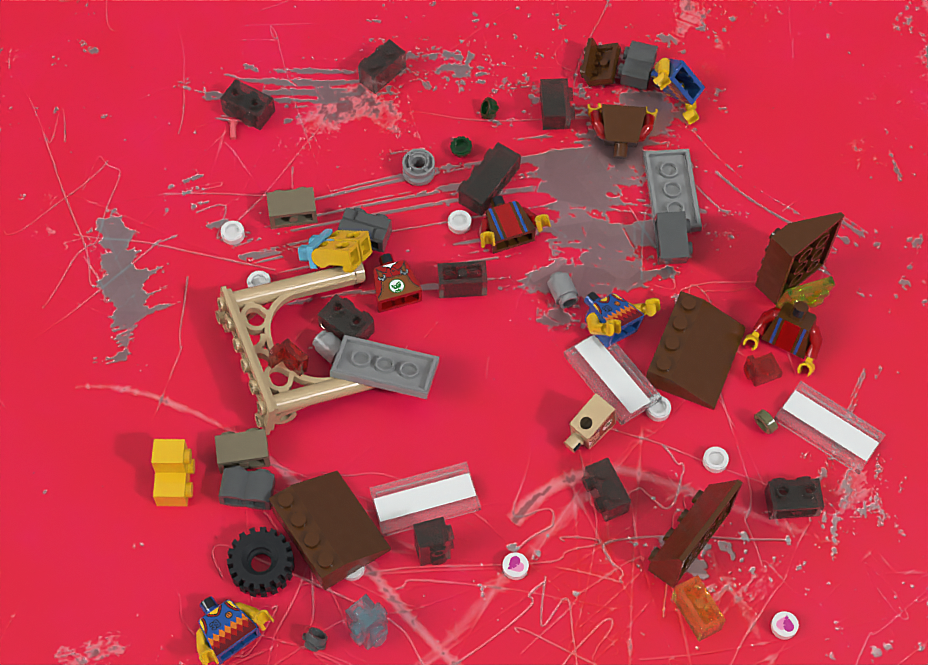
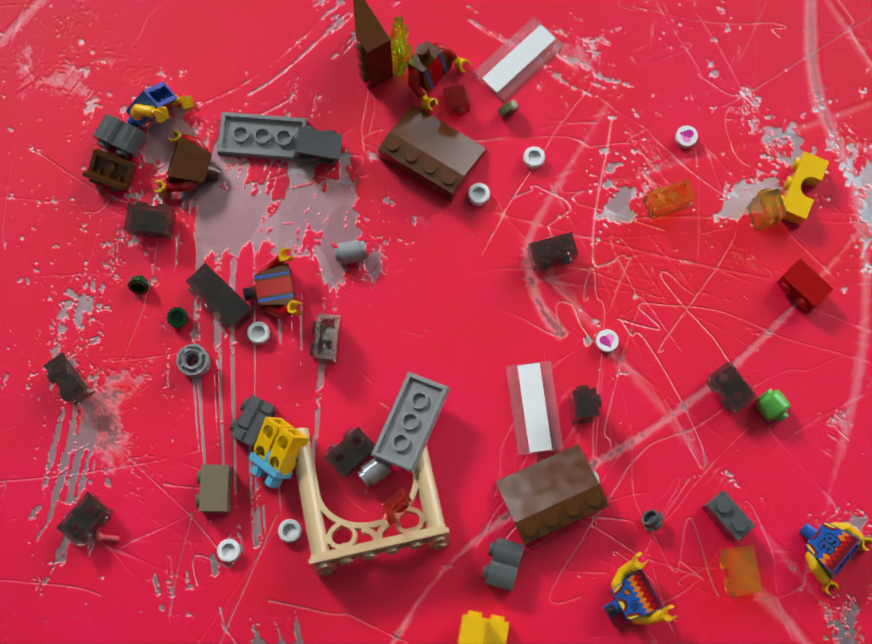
camera: 80 degrees left, 15 degrees up
(242, 449) = (466, 565): dark tan brick -> none
(255, 544) = (593, 554): black tyre -> none
(367, 622) = (650, 471): clear light blue brick -> none
(395, 284) = (317, 402): torso -> none
(591, 424) = (488, 244): tan torso -> none
(613, 377) = (444, 226): tile -> none
(615, 318) = (389, 210): torso -> none
(694, 531) = (606, 185): reddish brown slope -> none
(794, 498) = (581, 102): clear smoke brick -> none

